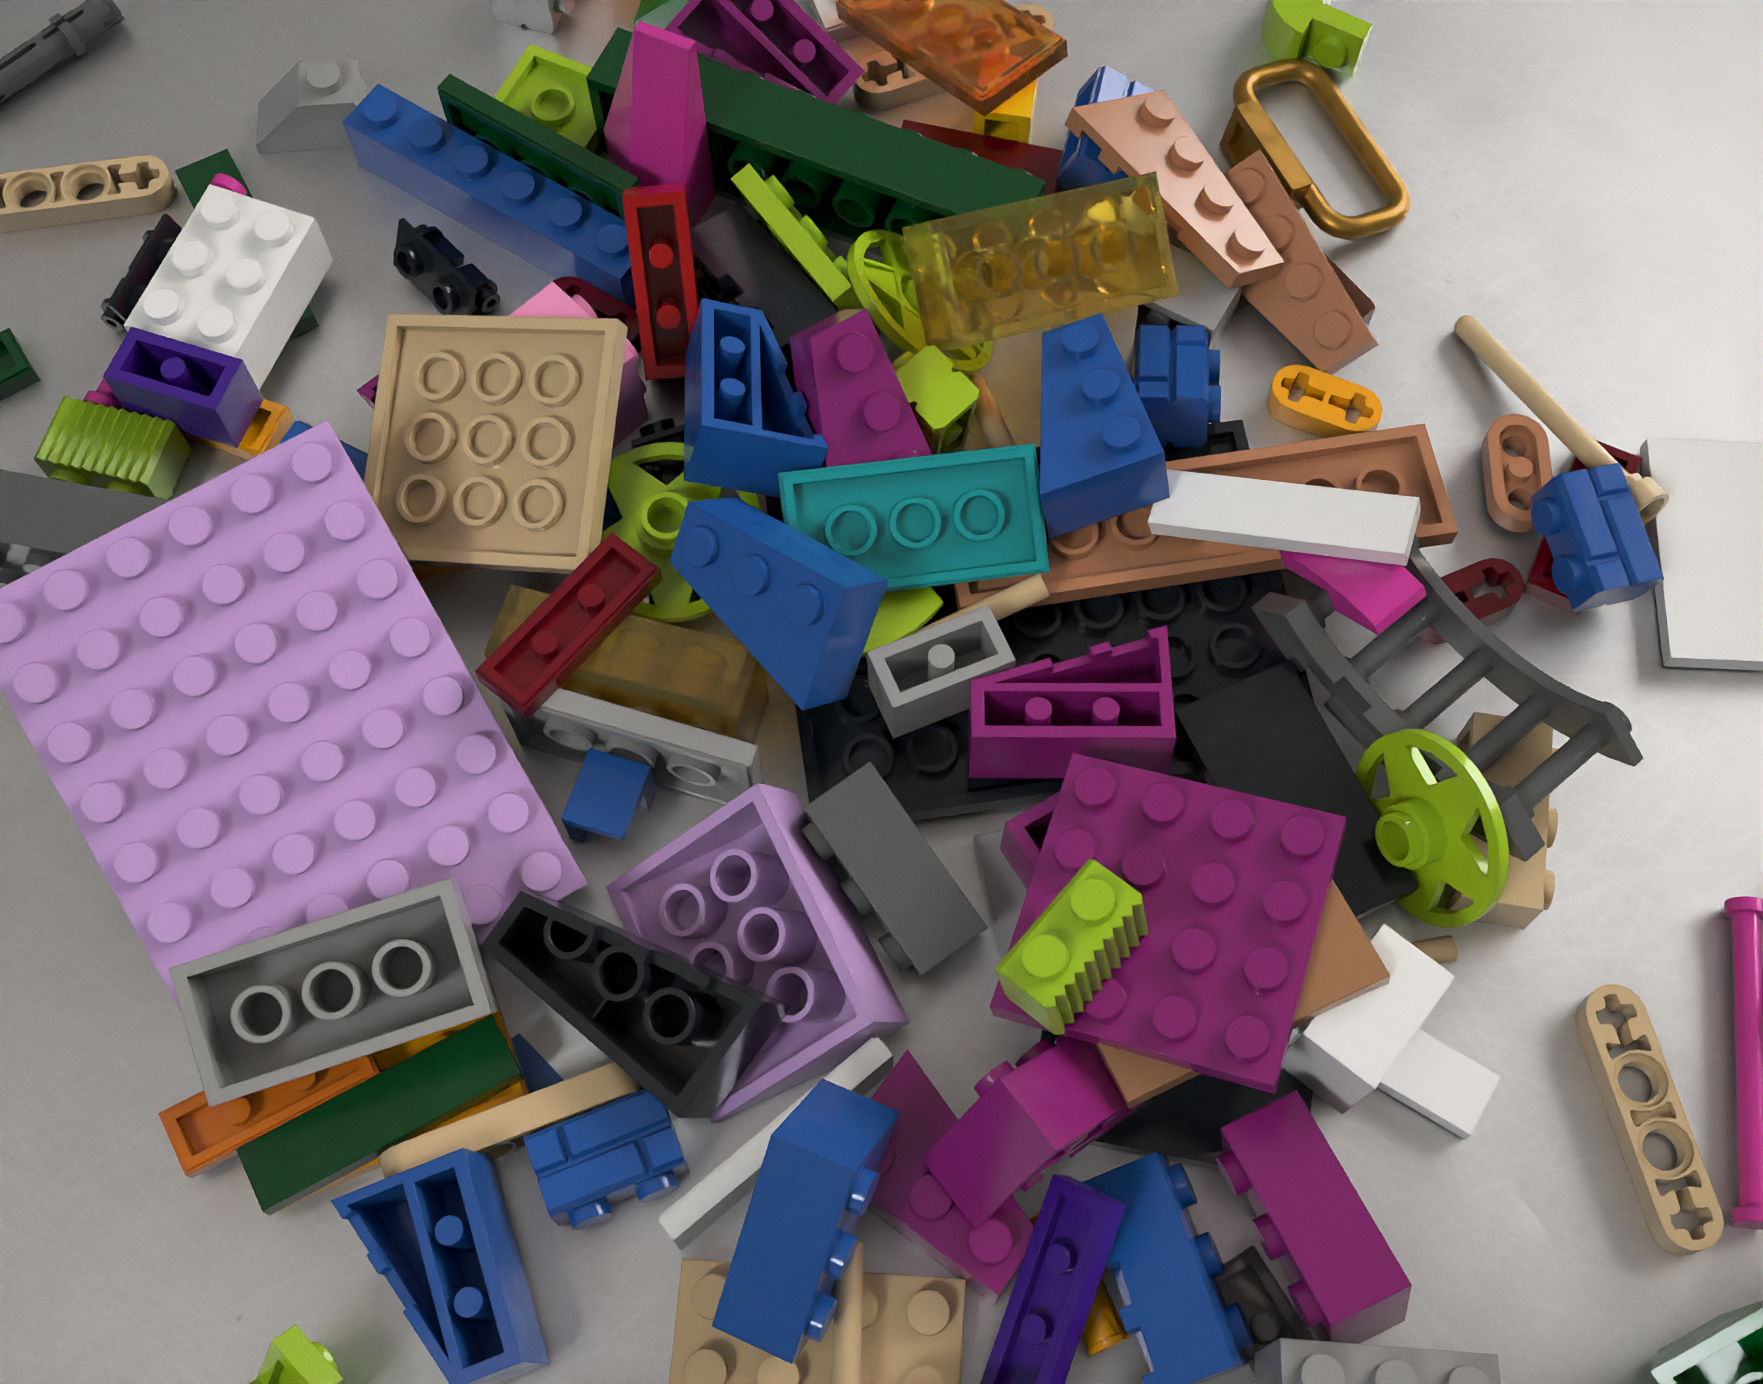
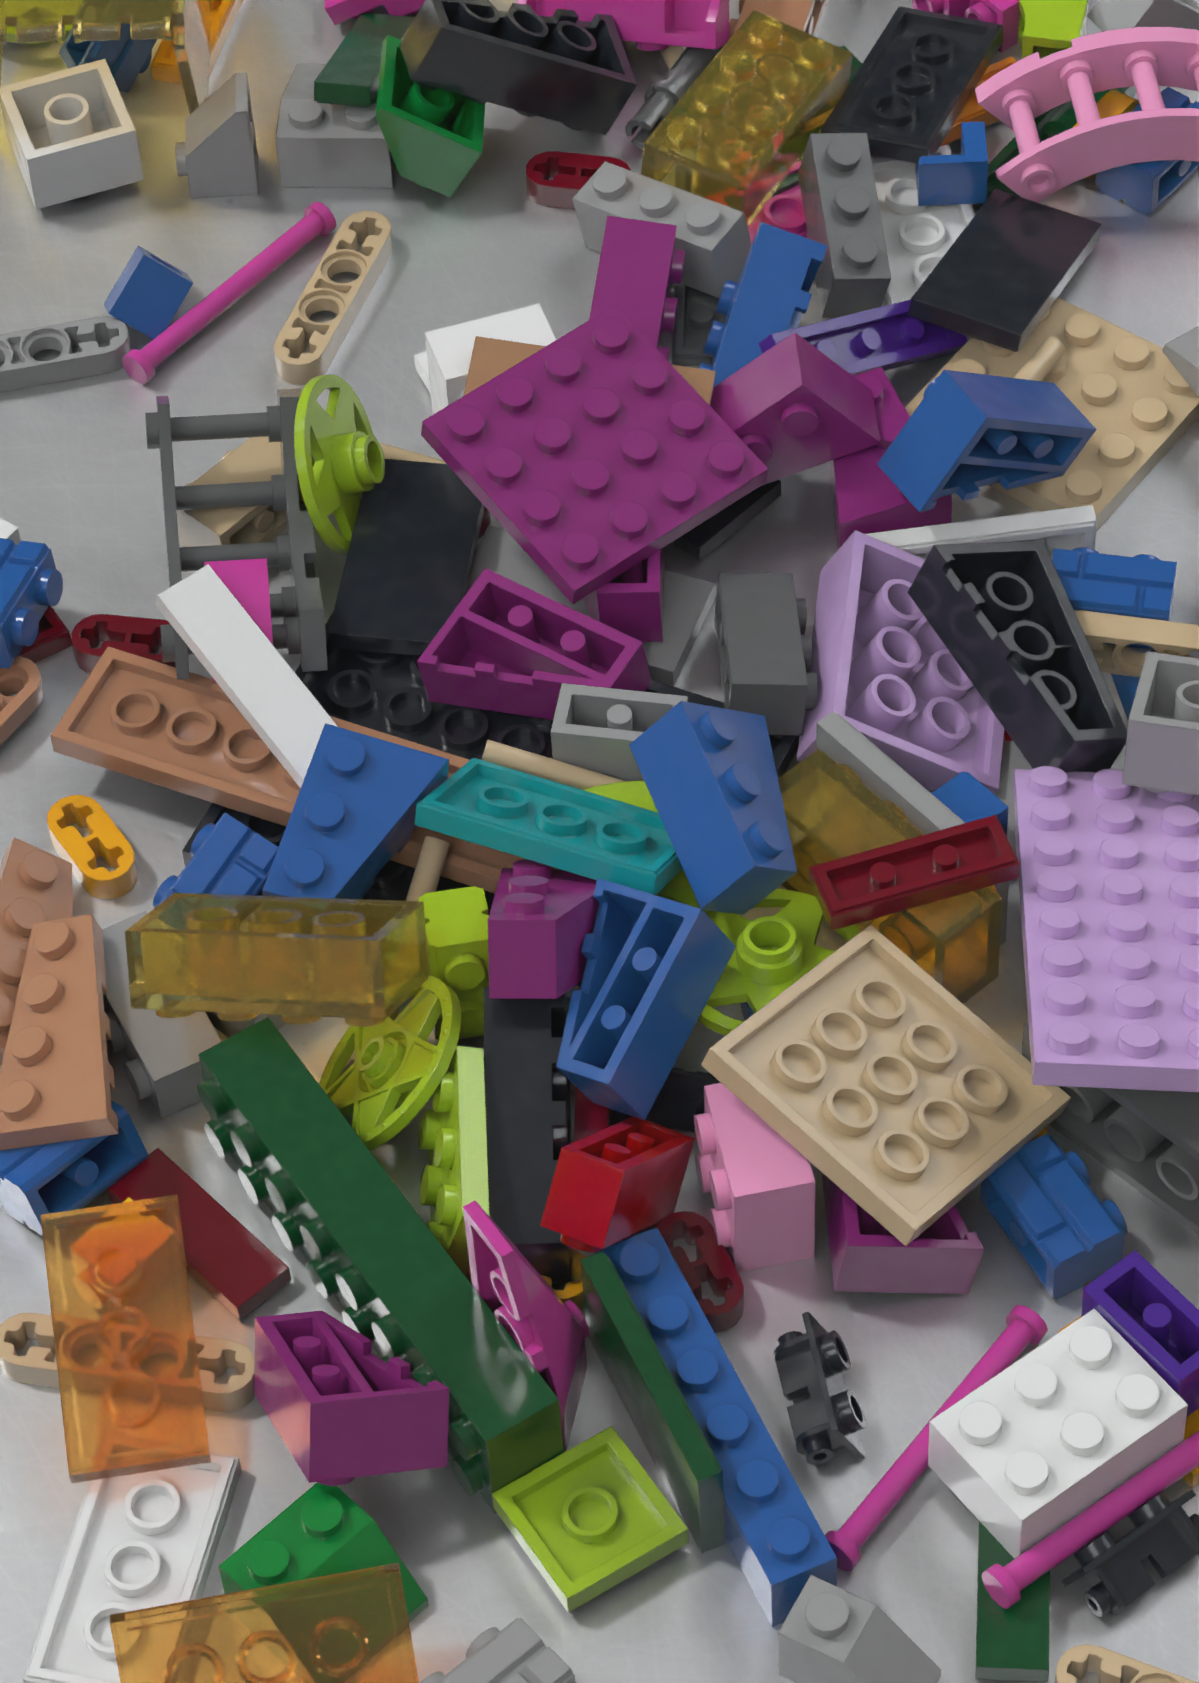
camera: 145 degrees left, 15 degrees down
(318, 398) = (1022, 1329): none -> dark pink bar
(1073, 946) = (690, 422): lime brick -> none

